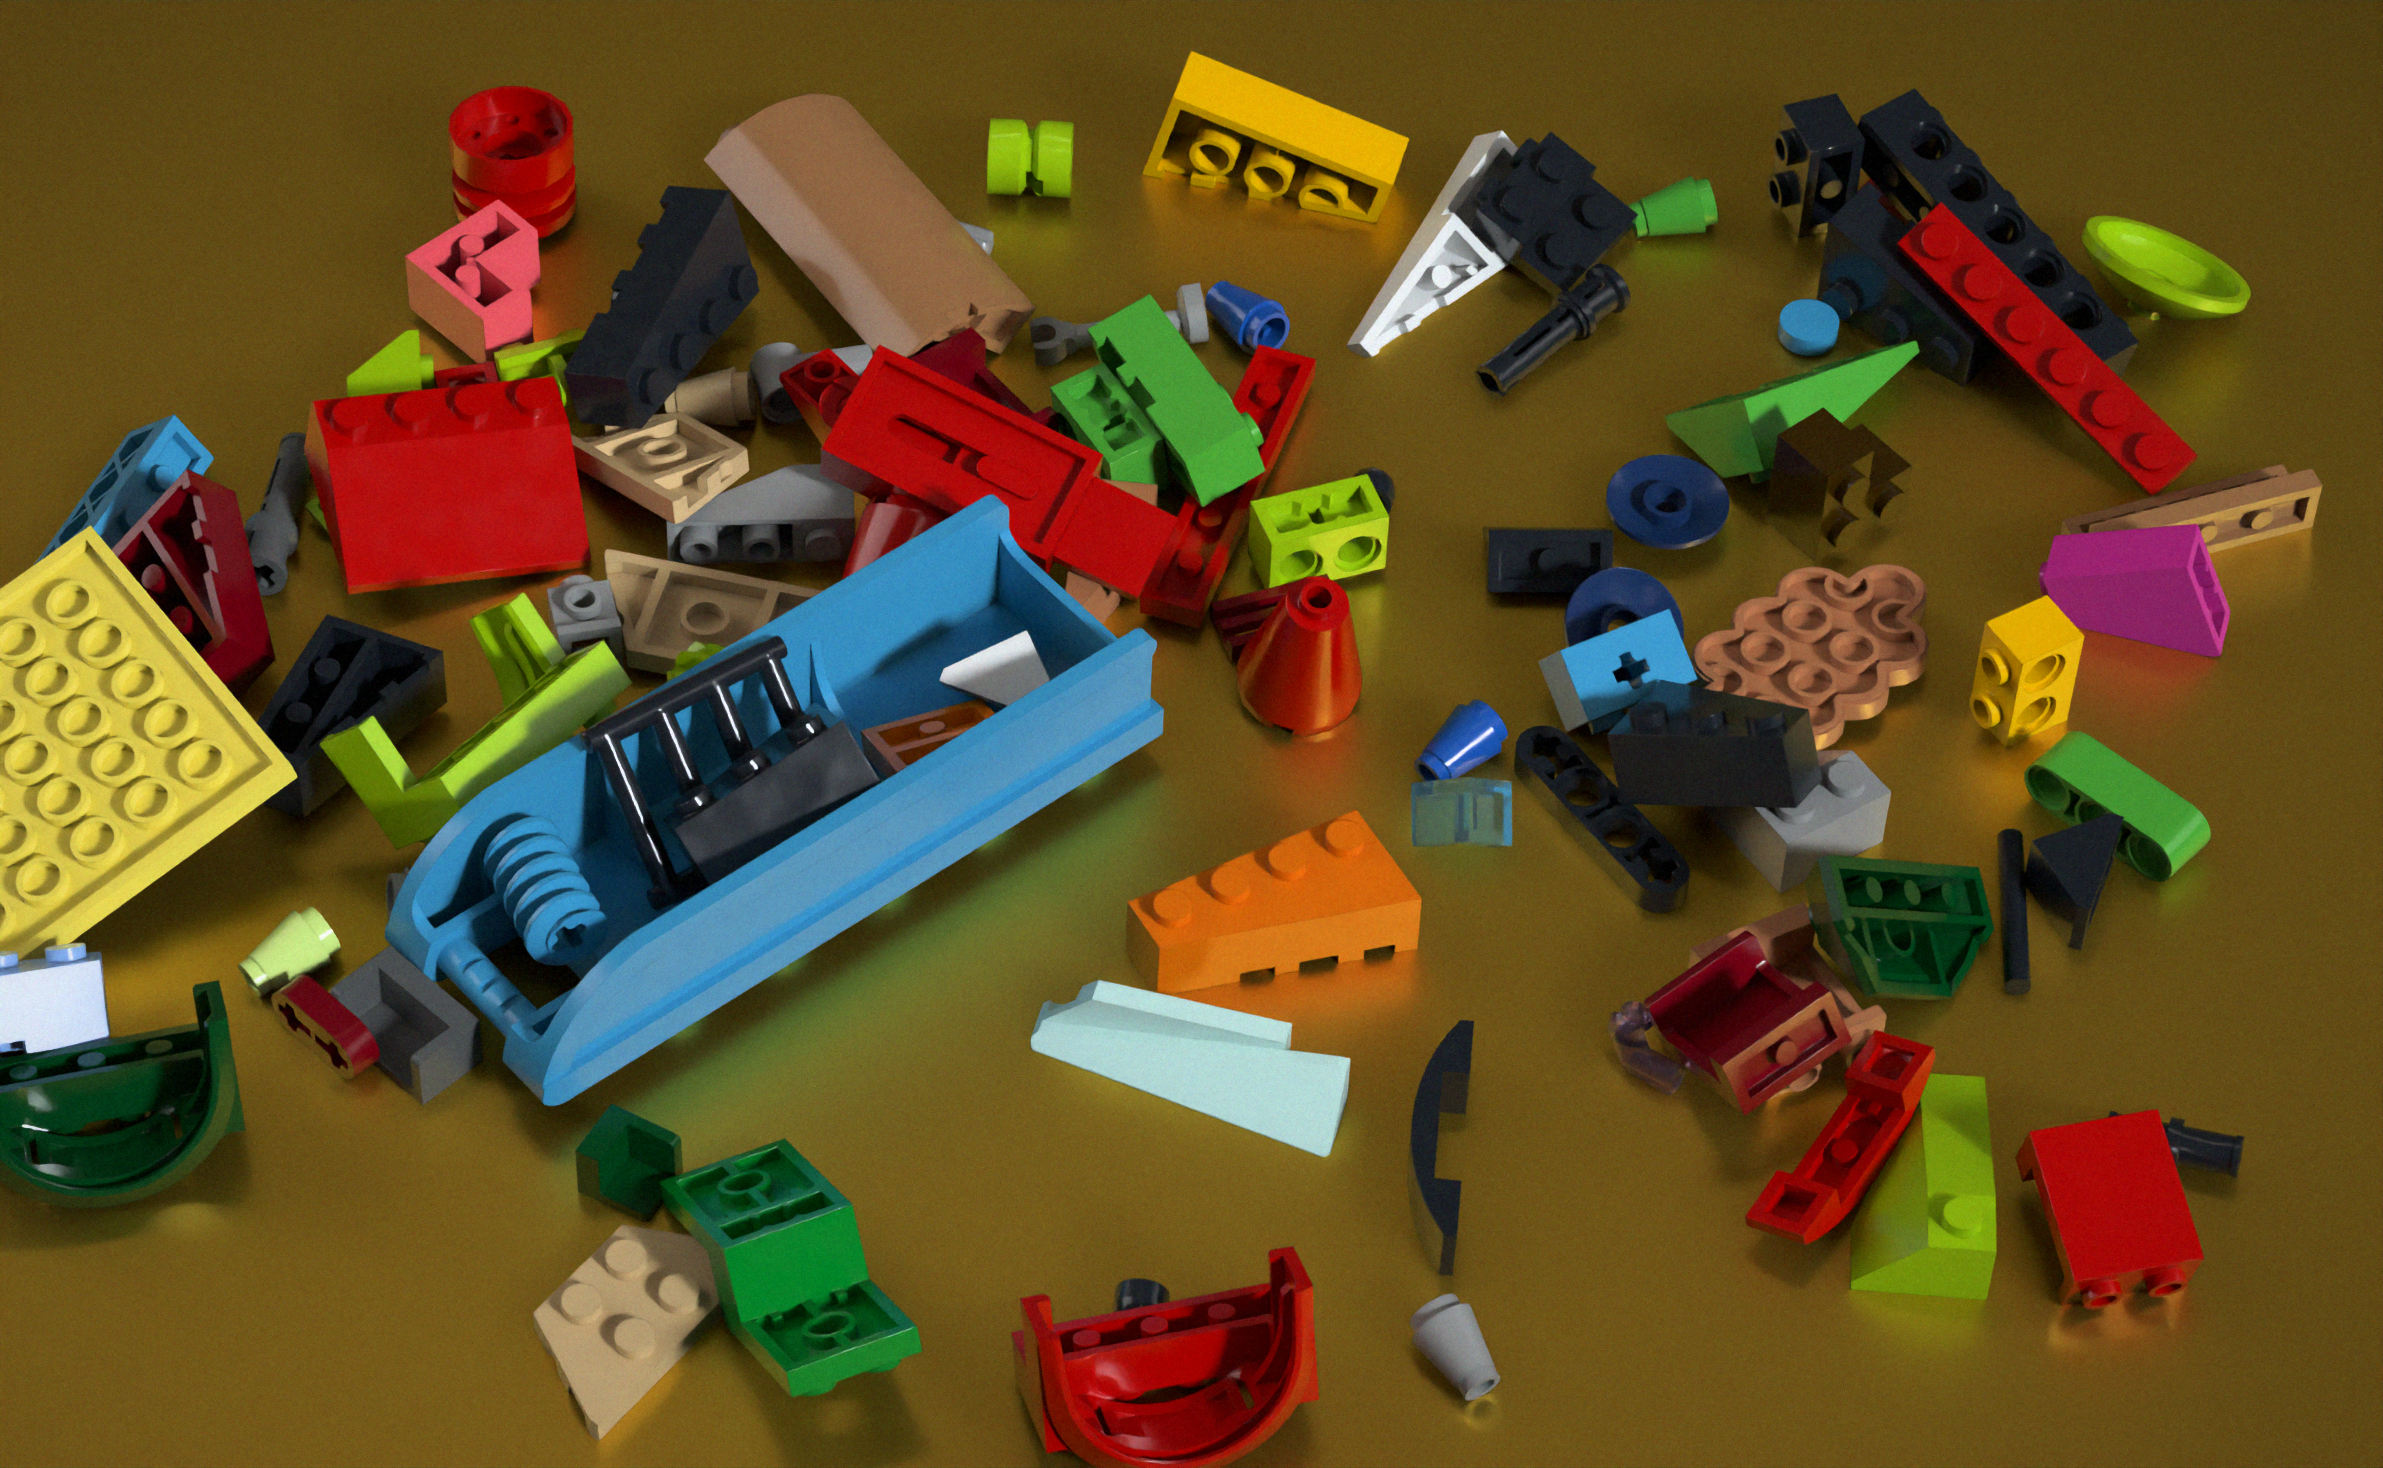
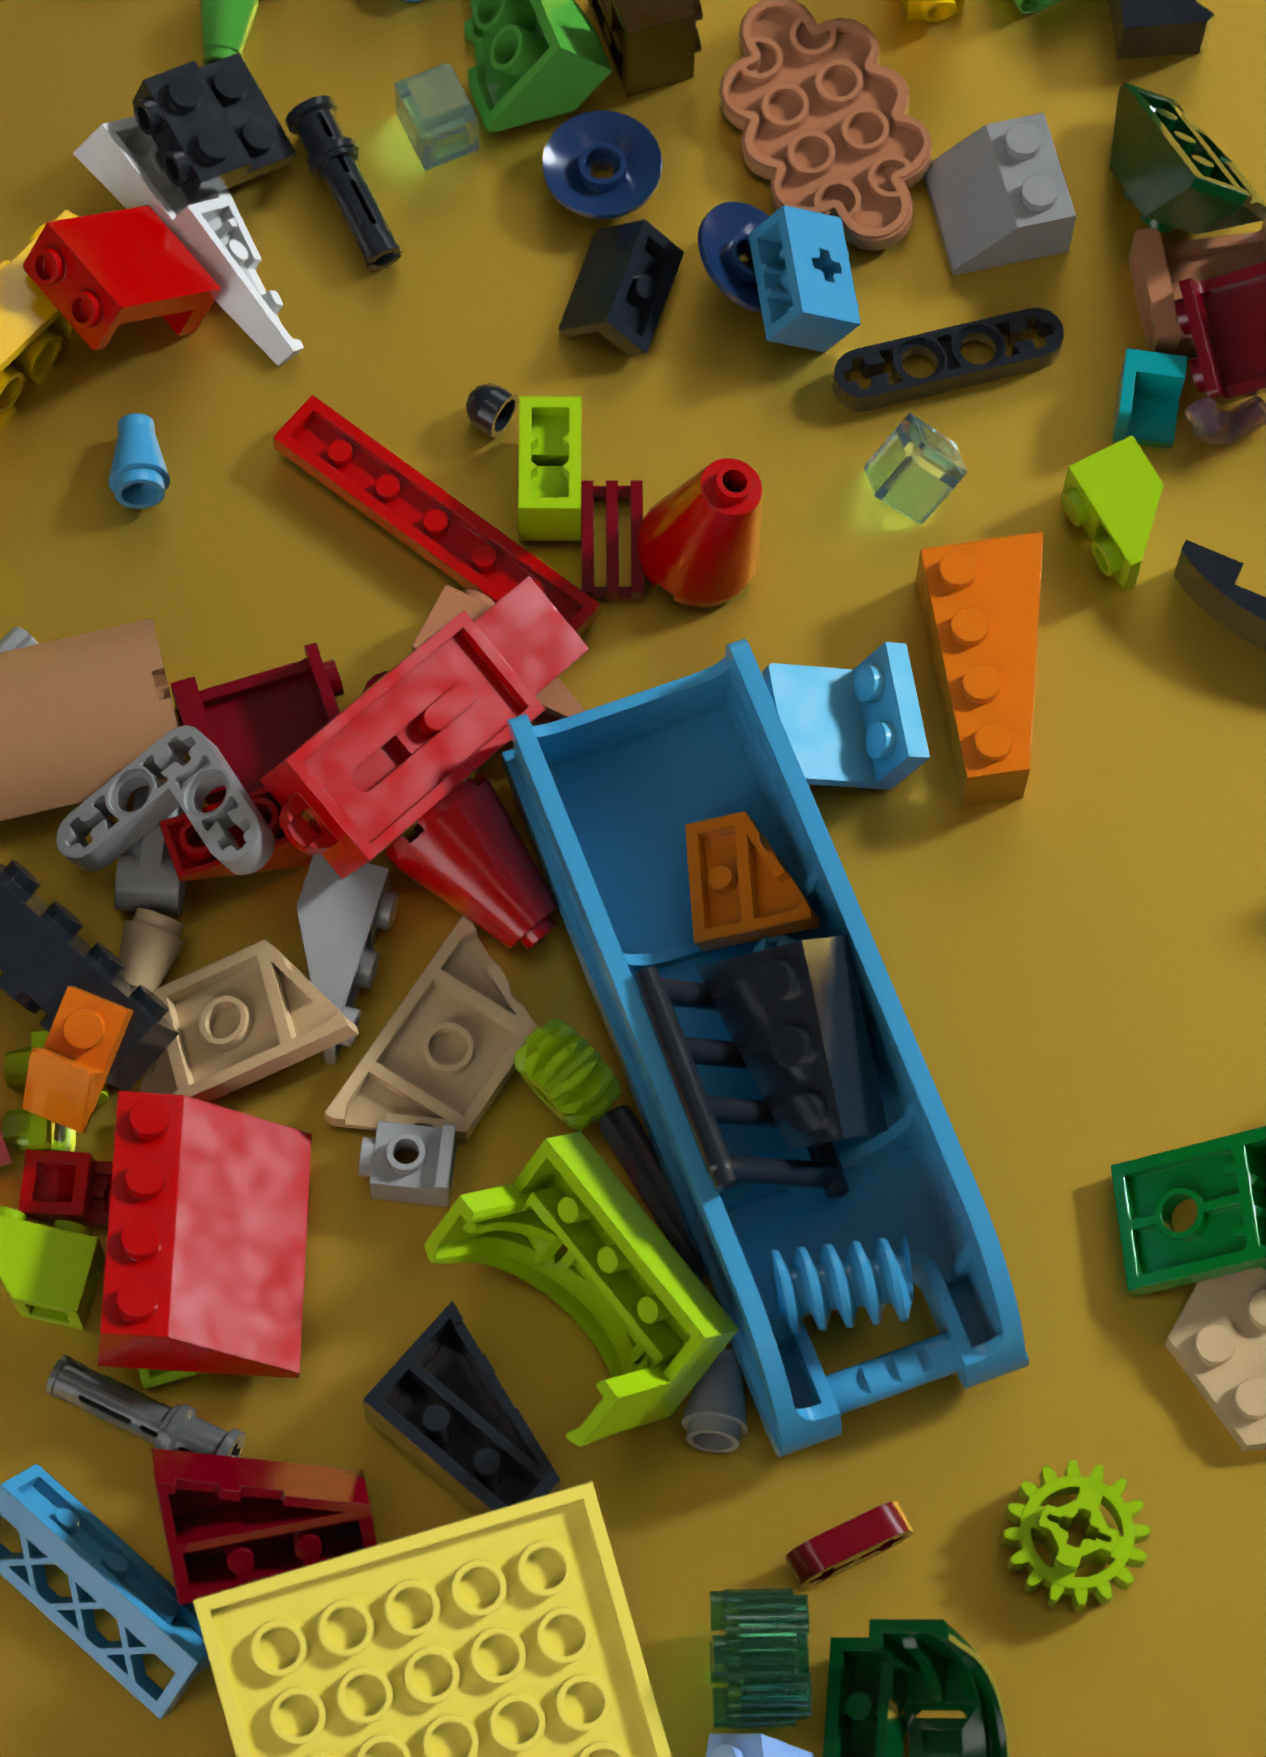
camera: 70 degrees left, 20 degrees up
(171, 951) = (759, 1658): none -> clear green brick
(293, 948) = (740, 1548): yellowish green cone -> none
(391, 1194) = (1100, 1544): none -> lime gear
(419, 1028) = (873, 1464): dark grey panel -> none
(567, 340) = (75, 1060): none -> orange slope
(625, 1162) = (1099, 1313): dark green panel -> none
(838, 340) = (185, 787): none -> light grey beam
(999, 672) = (668, 793): white slope -> none
(1065, 338) = (204, 487): light grey piece -> none
(1106, 419) = (357, 606): bright green brick -> none
(1153, 808) = (852, 723): none -> medium azure bracket
(1191, 264) = (138, 466): none -> dark azure cone
(1201, 1059) = (1127, 785): light aqua wedge -> none
(1203, 434) = (362, 530): bright green wedge -> none
(1248, 316) = (222, 437): blue cone -> none
(1359, 180) = (119, 272): none -> red panel
(1462, 743) = (830, 440): blue cone -> none
(1497, 980) = (1116, 504): none -> lime slope
(1627, 968) = (1149, 397): none -> teal panel
(1645, 369) = (437, 116): none -> clear light blue panel
(1713, 750) = (960, 229): black wedge -> none
(2013, 912) = (1157, 77): black bar -> none

